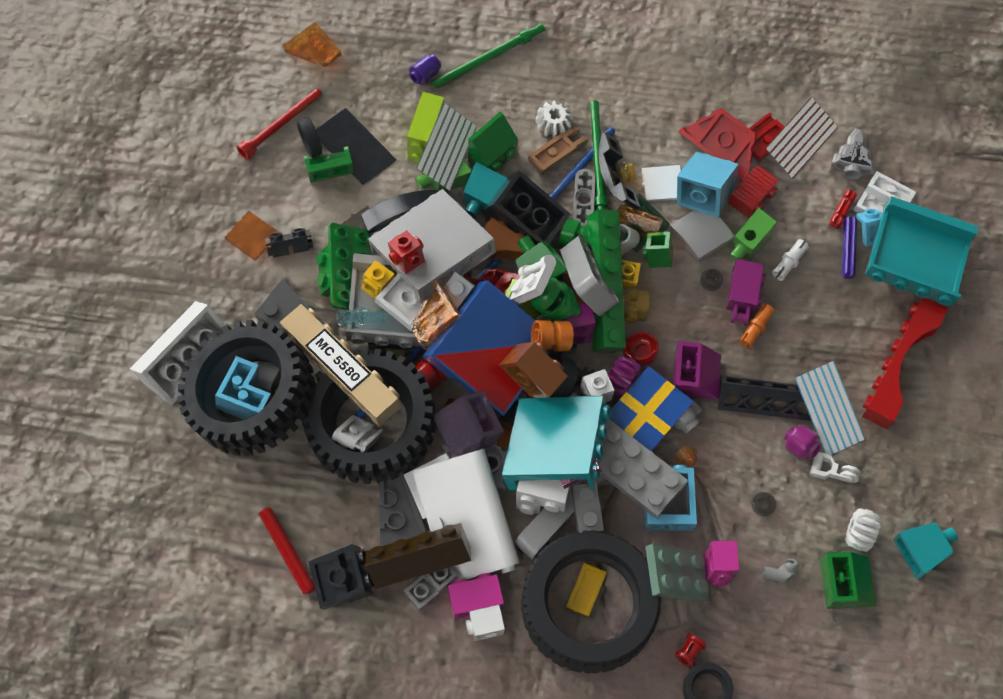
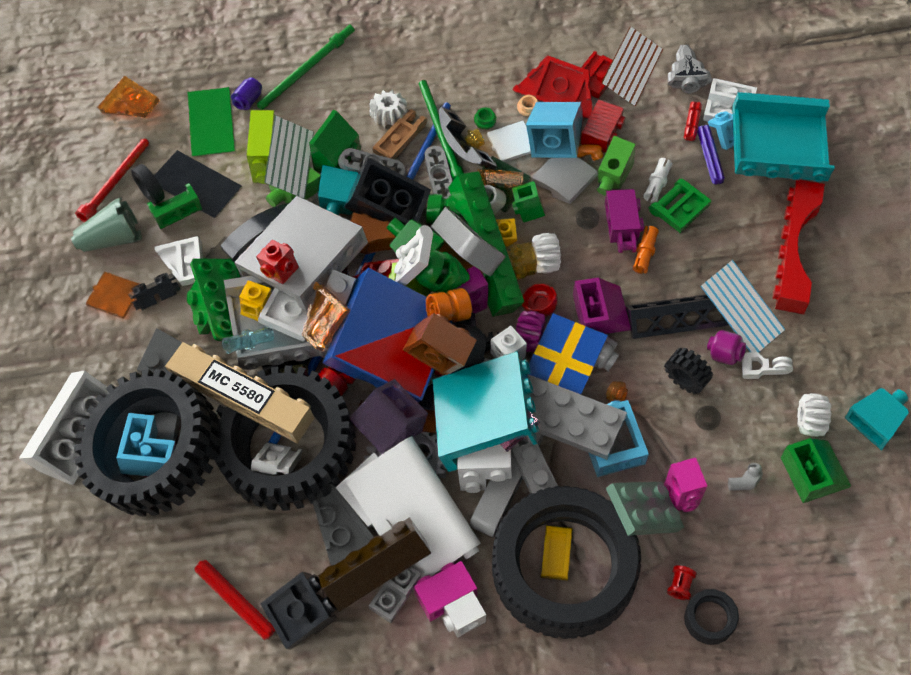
camera: 10 degrees left, 5 degrees down
(262, 171) = (108, 228): none -> sand green cone
(320, 215) = (179, 256): none -> white wing
(384, 87) = (210, 121): none -> green sticker
(510, 161) = (356, 155): none -> light grey beam
(643, 153) = (485, 118): none -> green plate
(661, 304) = (546, 252): none -> white gear
(688, 146) = (525, 102): none -> light nougat plate
(737, 213) = (587, 149): none -> orange arm
(759, 455) = (688, 370): none -> black tyre
(806, 297) = (683, 211): none -> green plate

